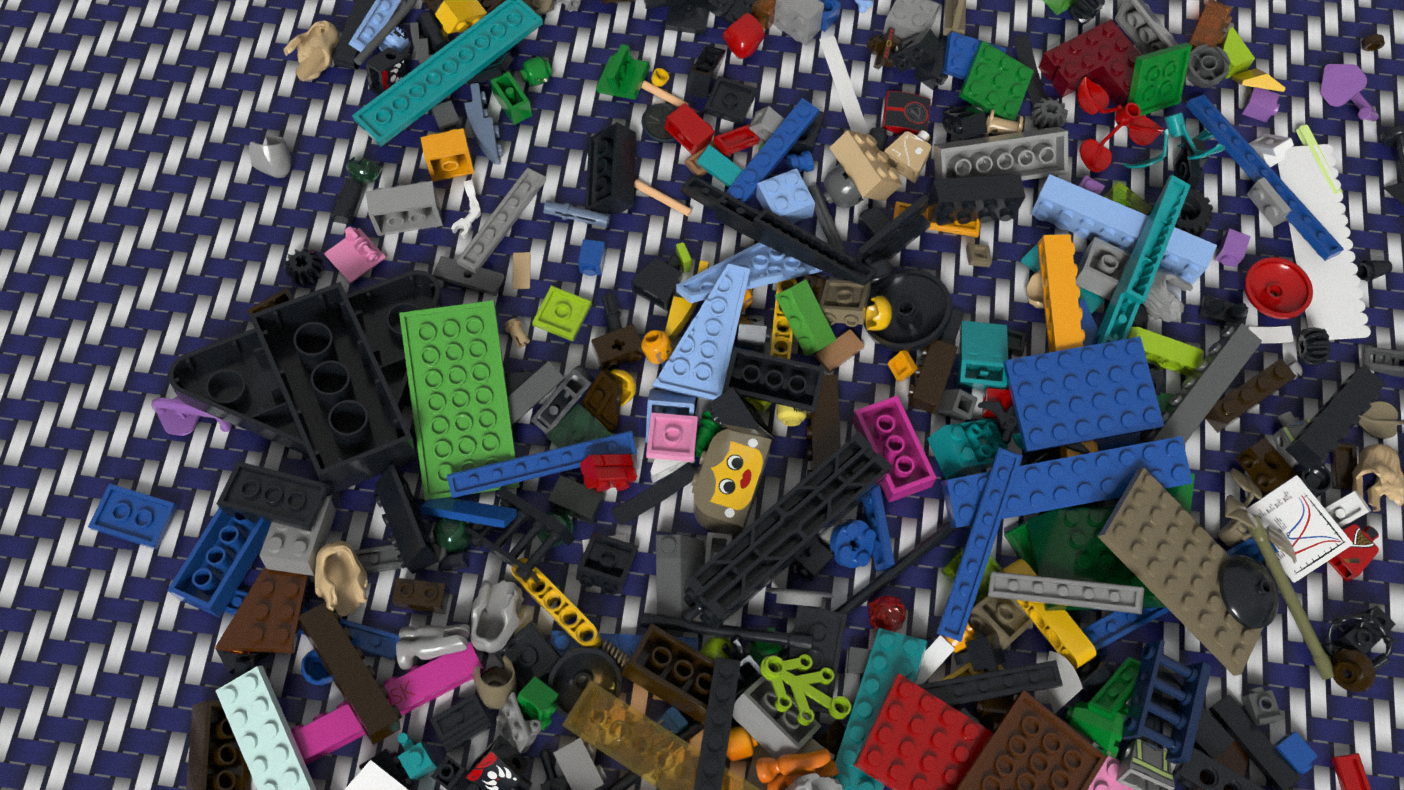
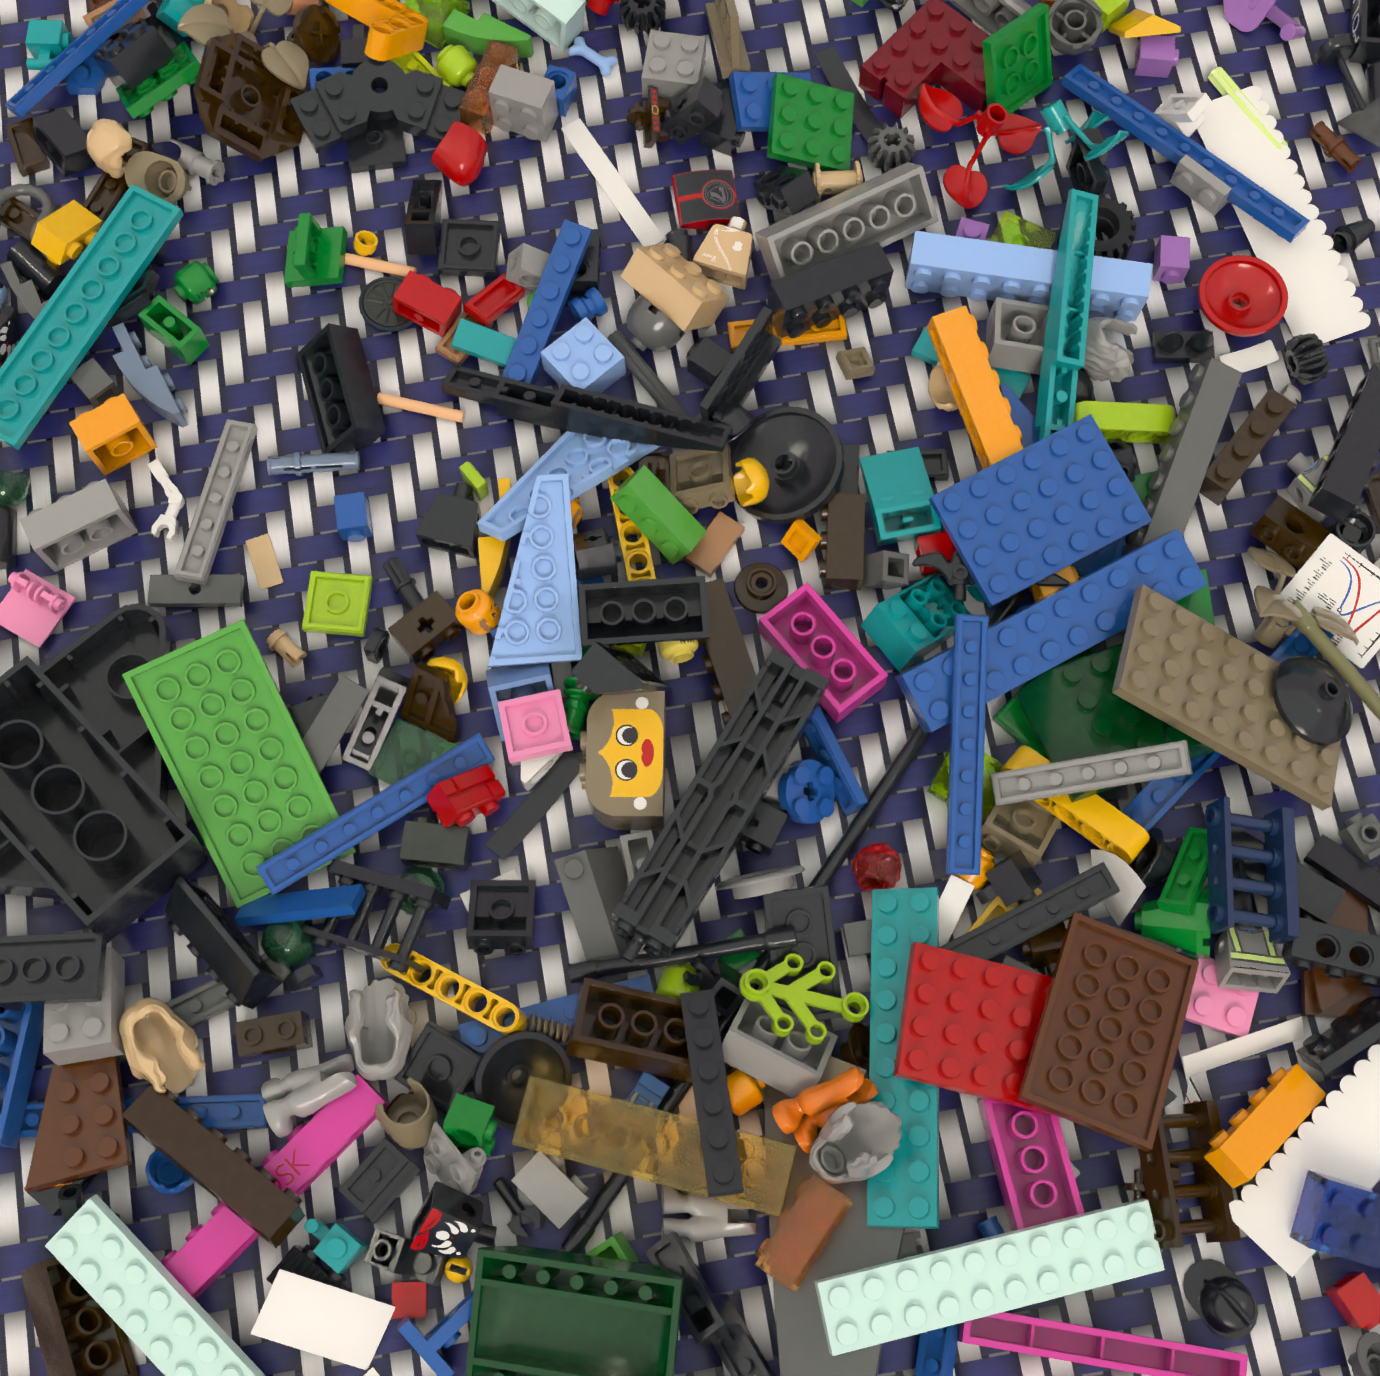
camera: 15 degrees left, 5 degrees up
(580, 349) = (376, 645): none -> black tile
(856, 397) = (760, 599): none -> dark brown piece
(1378, 203) = (1335, 147): none -> reddish brown pin

